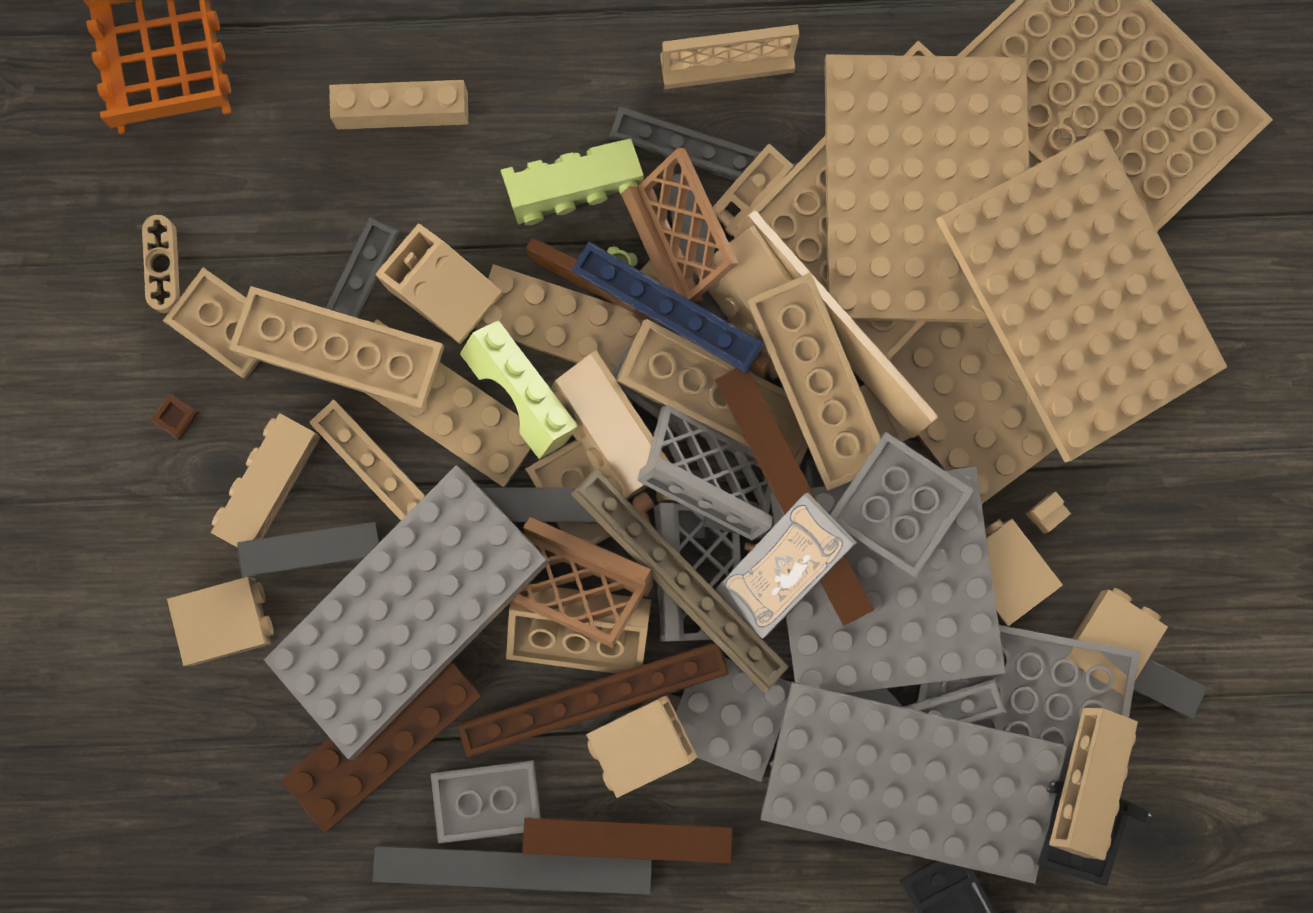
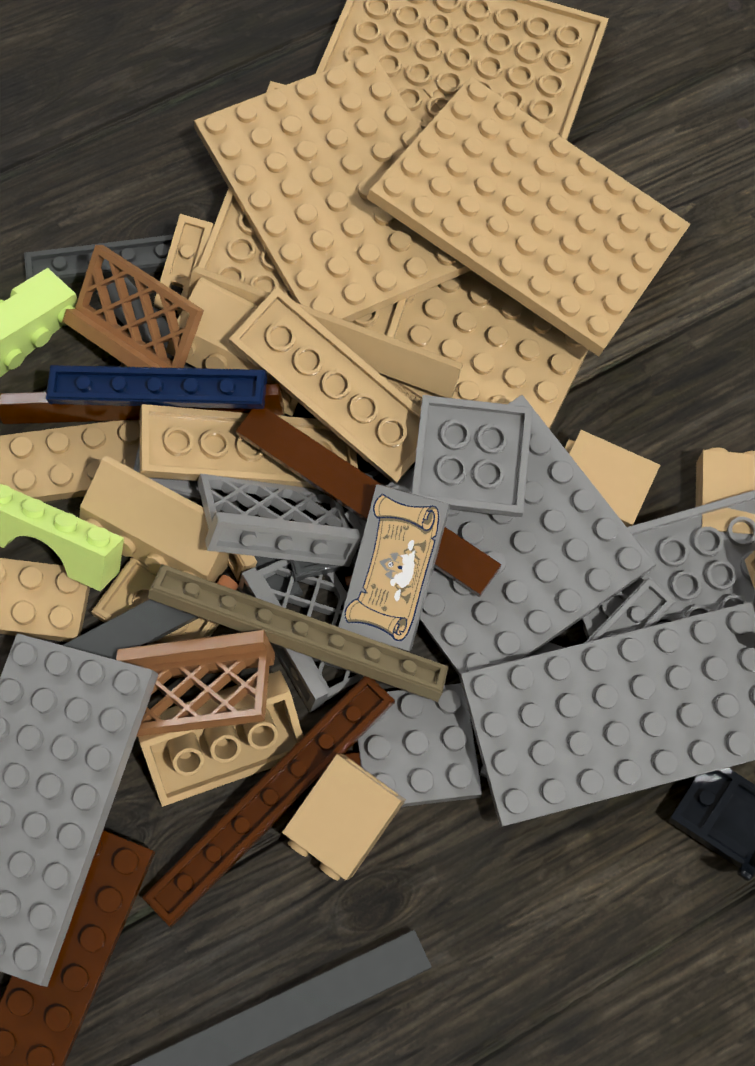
camera: 30 degrees left, 15 degrees down
(484, 801) = (212, 963): light grey tile -> none
(627, 840) = (377, 923): reddish brown tile -> none
(729, 56) = (118, 168): tan fence -> none
(1048, 512) = (609, 414): tan piece -> none

